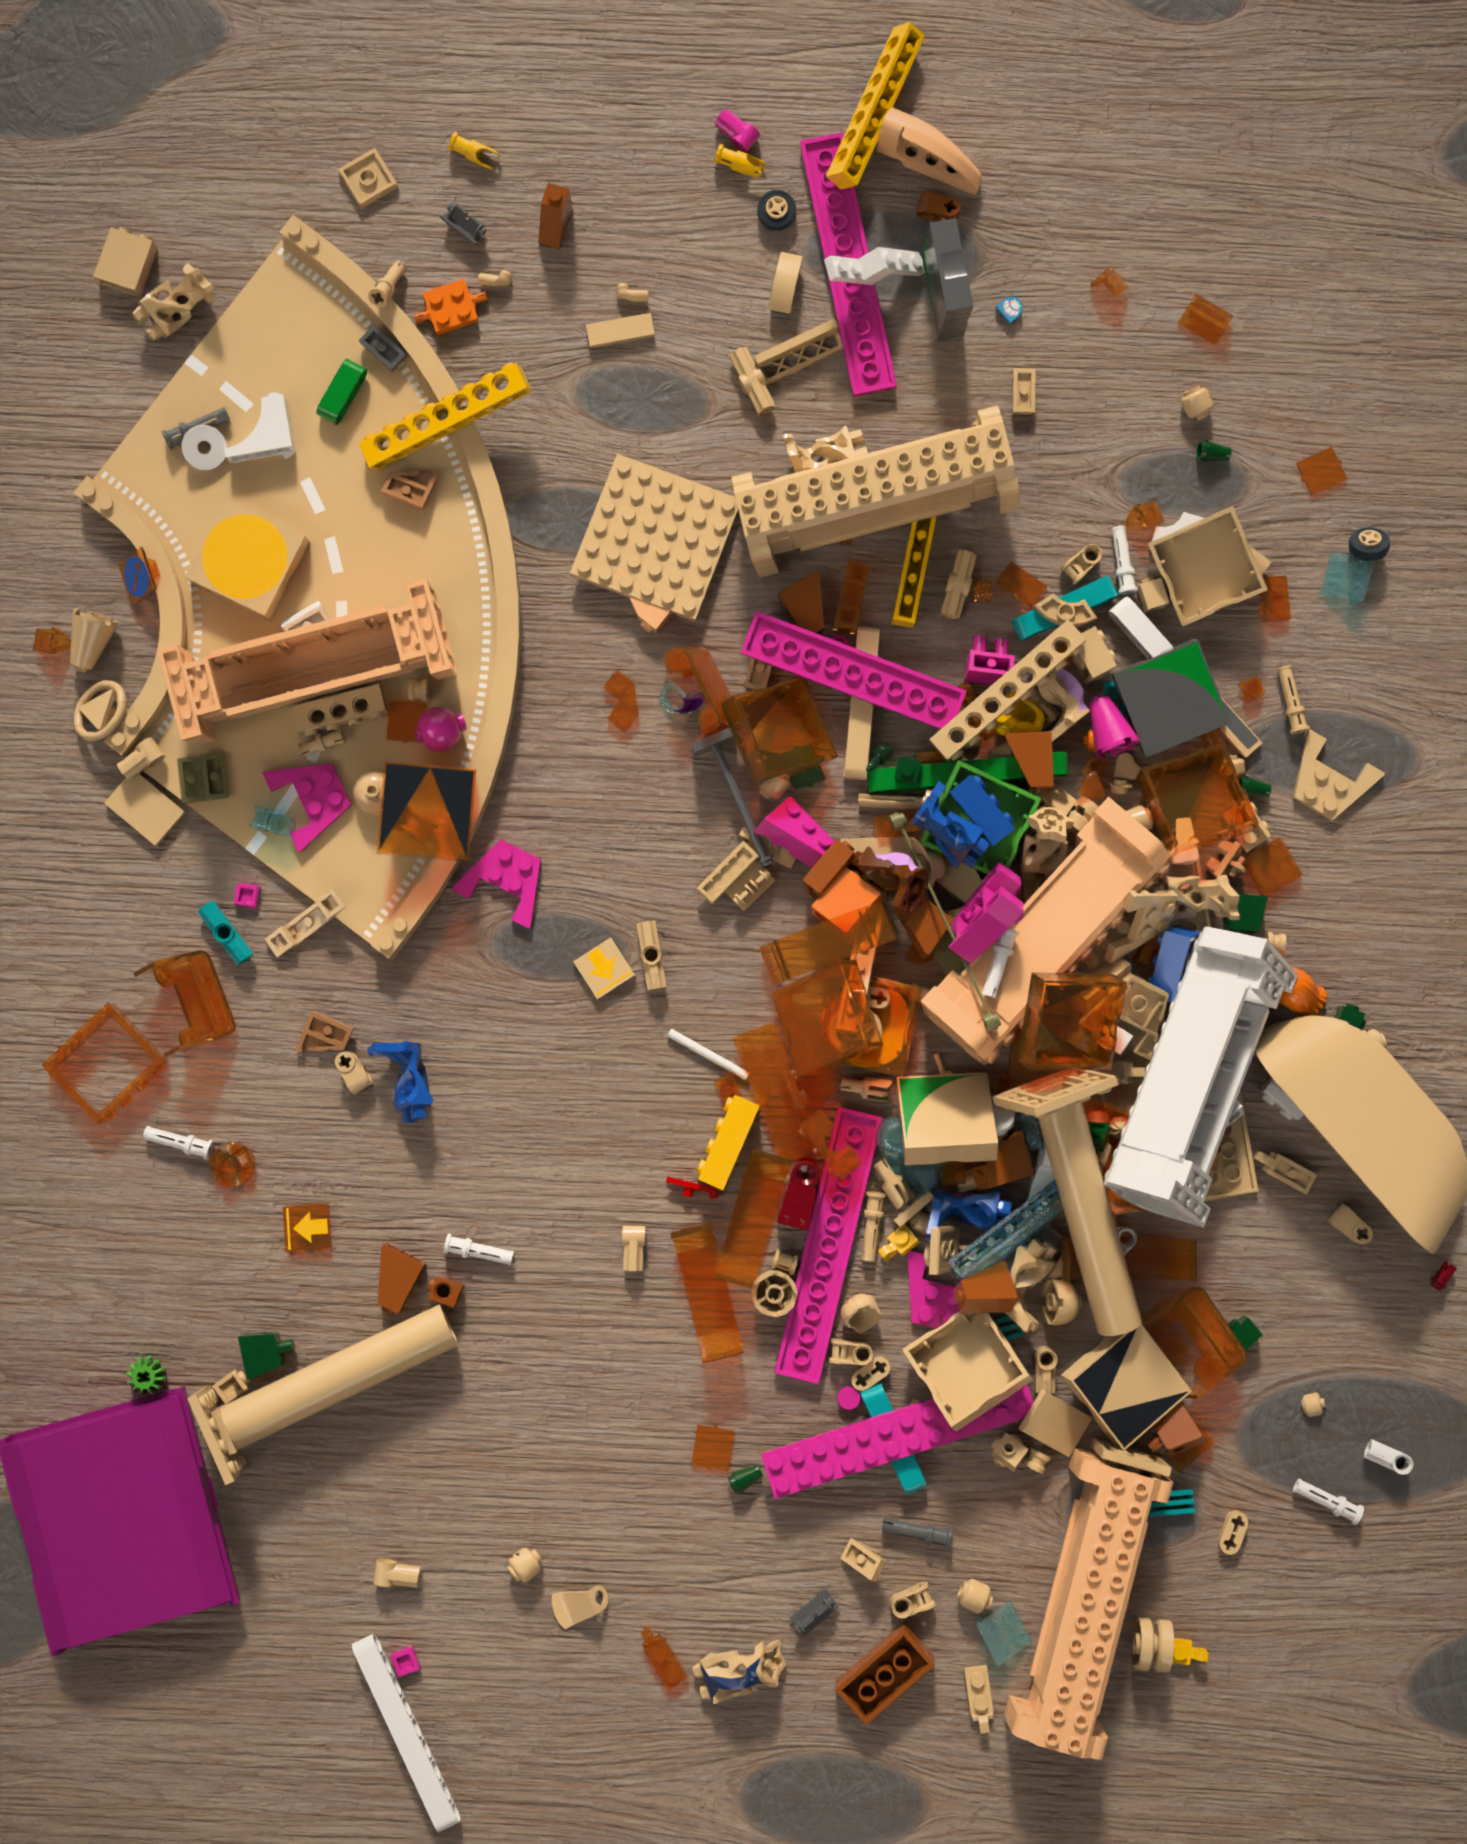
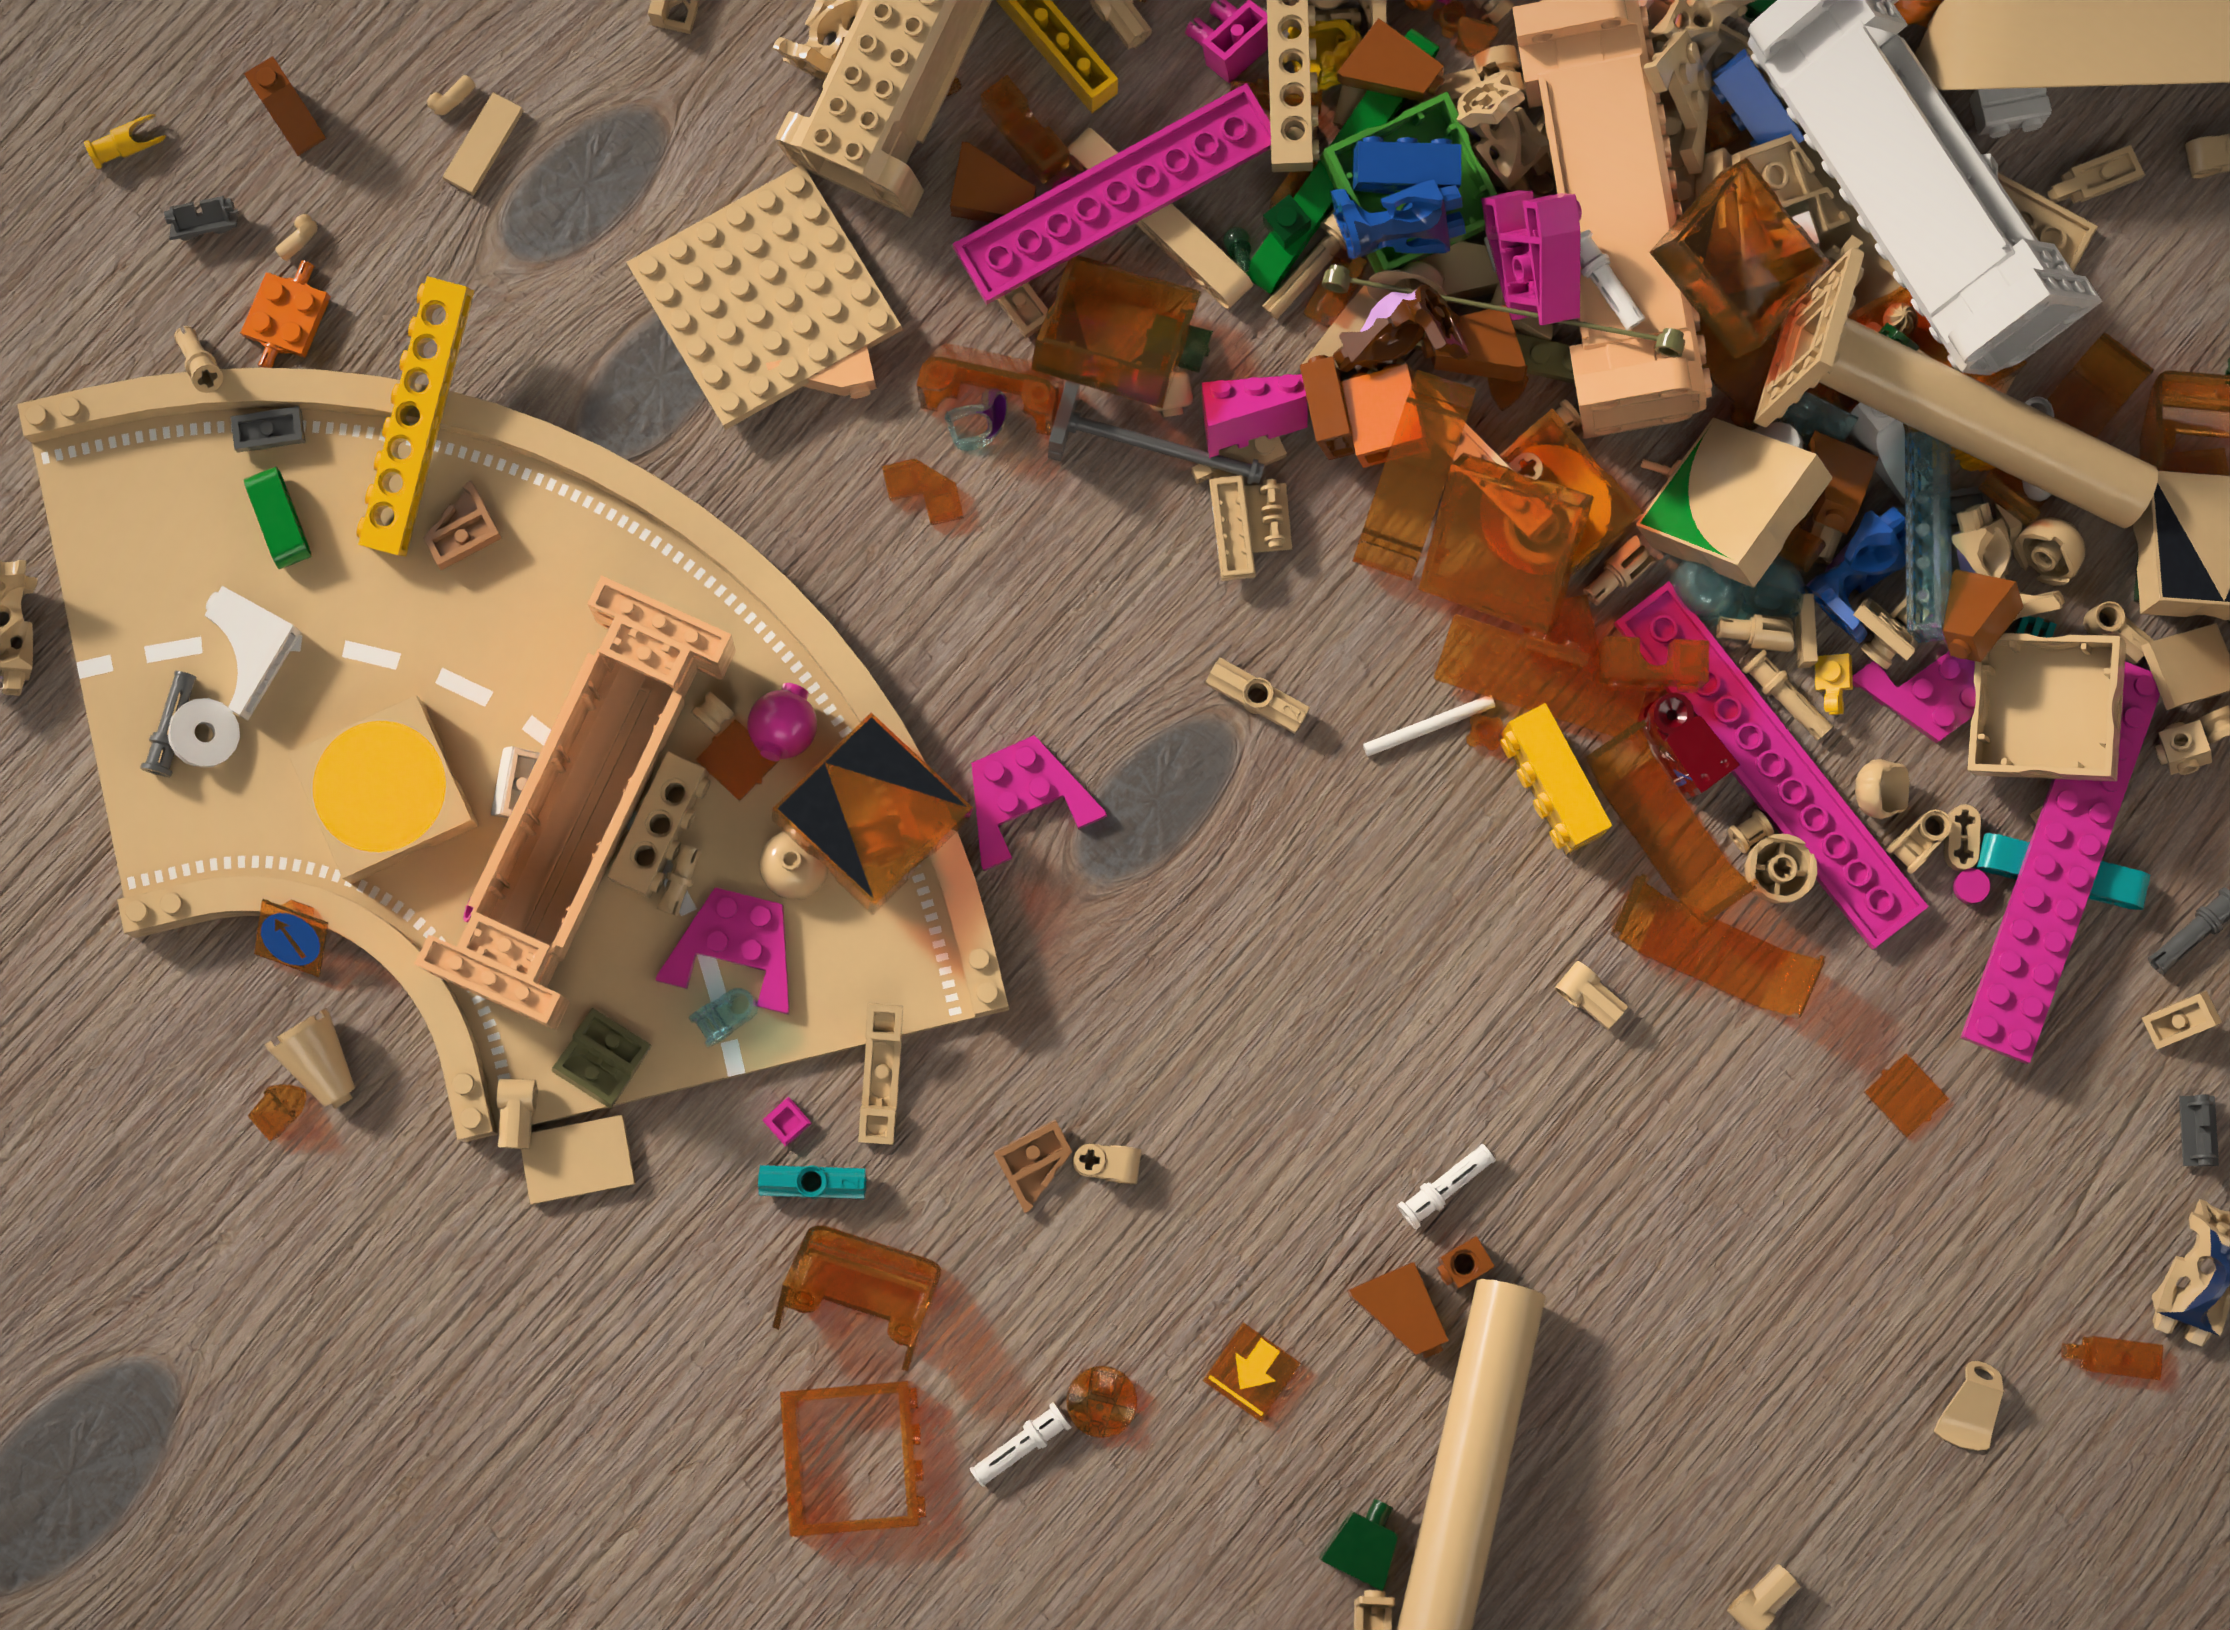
camera: 50 degrees left, 5 degrees down
(100, 710) = (414, 1115): tan piece -> none
(368, 178) = (47, 288): tan tile -> none
(412, 1084) = (1185, 1104): blue hips -> none
(524, 1565) = (1874, 1433): tan head -> none
(604, 968) = (1226, 765): tan tile -> none
(690, 1186) = (1570, 871): red piece -> none
(744, 1478) = (1973, 1087): dark green cone -> none
(752, 380) = (673, 41): tan piece -> none
(919, 1222) = (1830, 638): tan piece -> none

